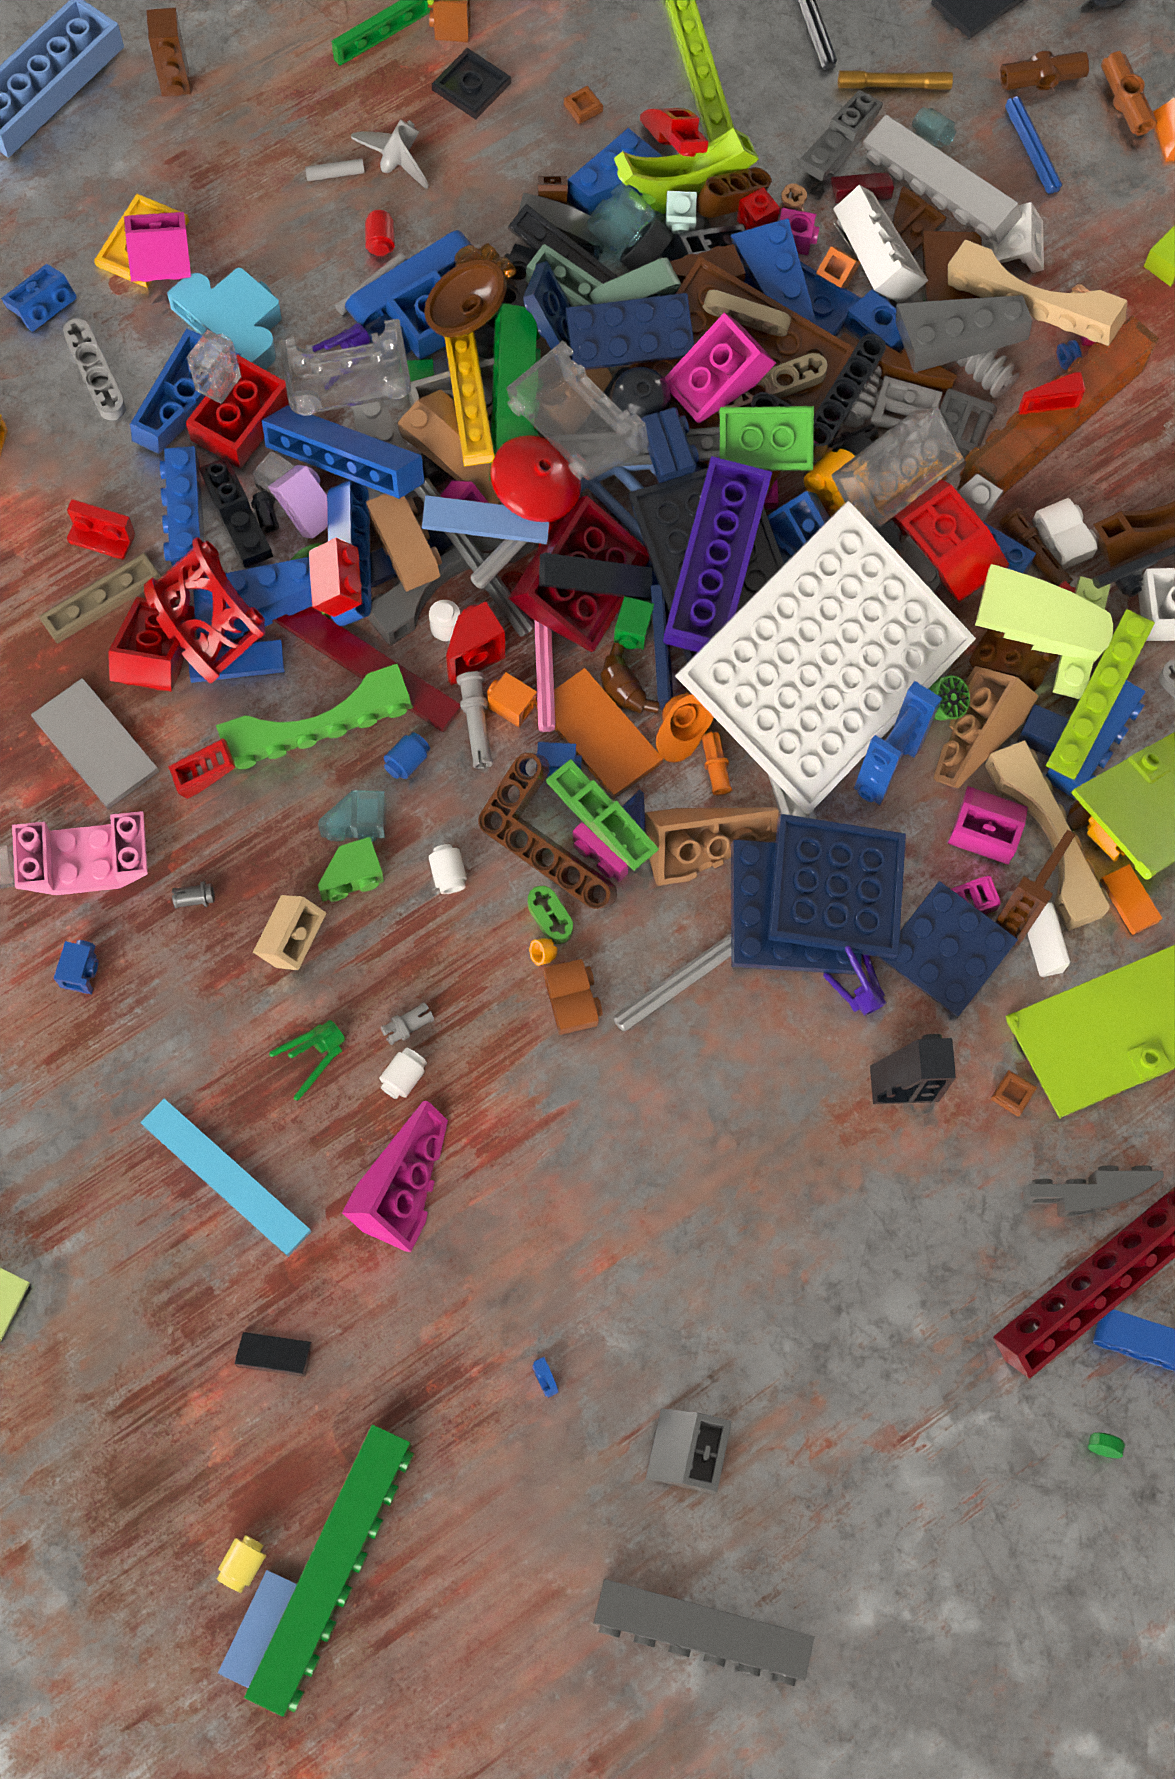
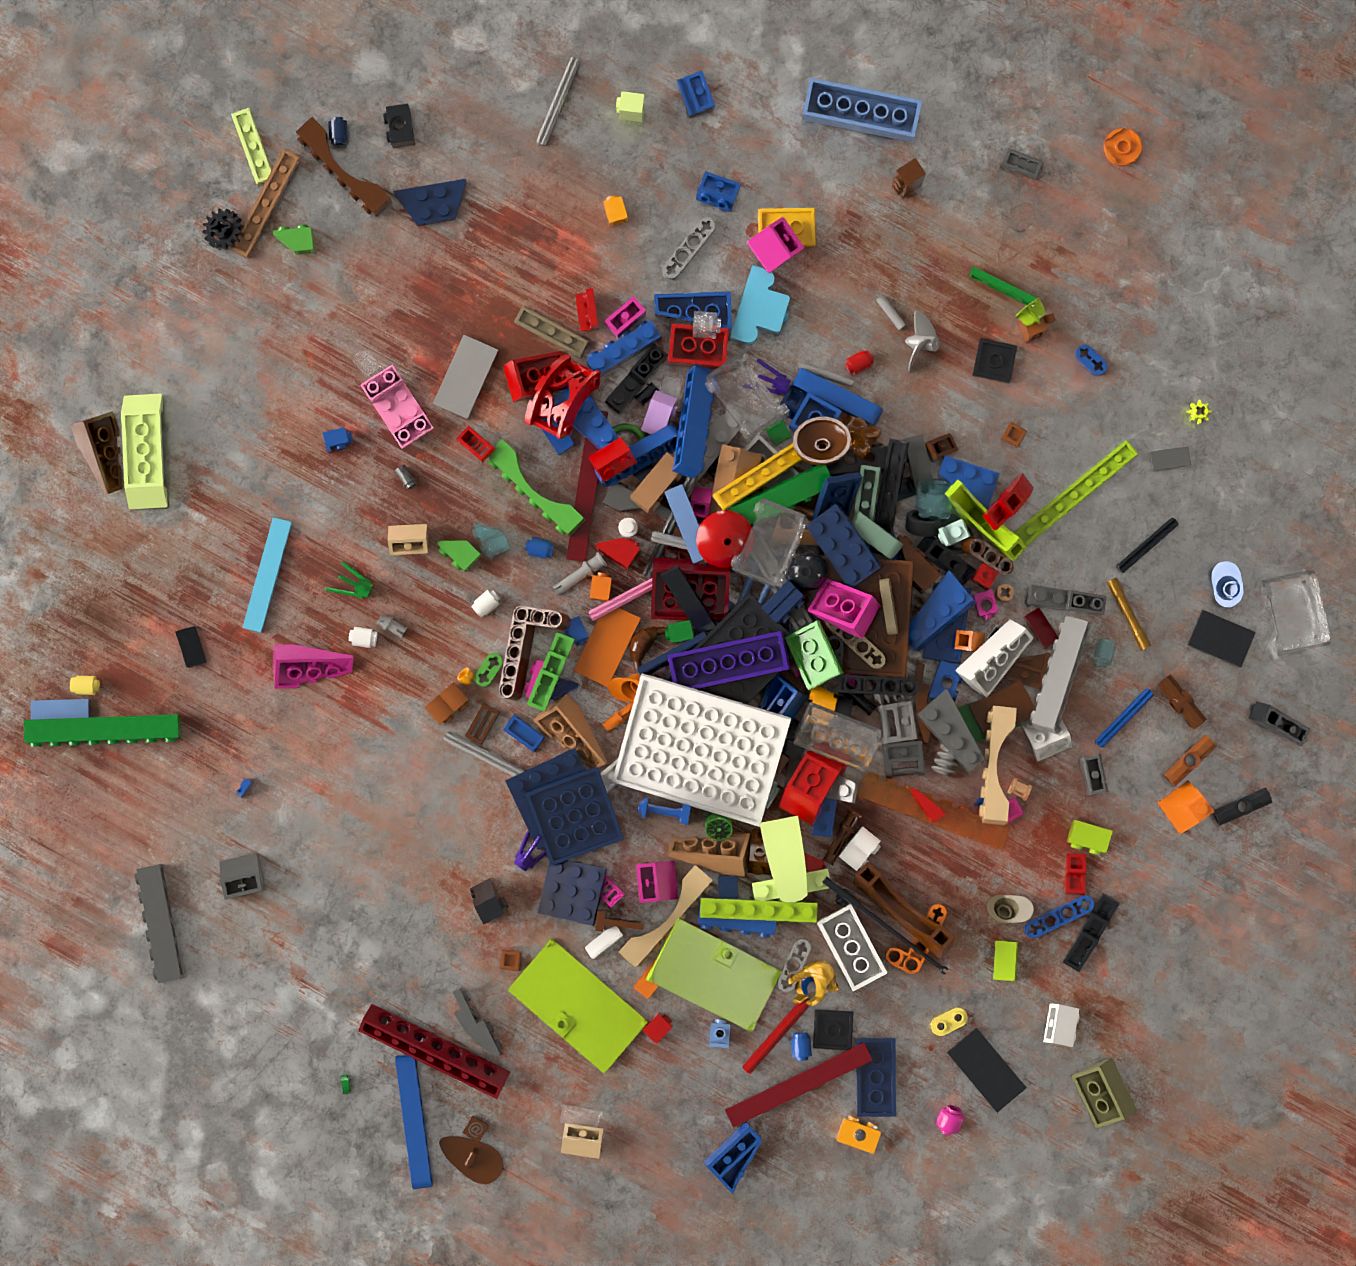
camera: 70 degrees right, 15 degrees up
(140, 484) = (625, 317): none -> dark pink brick
(643, 985) = (490, 710): none -> reddish brown tile
(672, 910) = (524, 733): none -> blue tile
(1097, 204) = (1093, 774): none -> dark grey brick

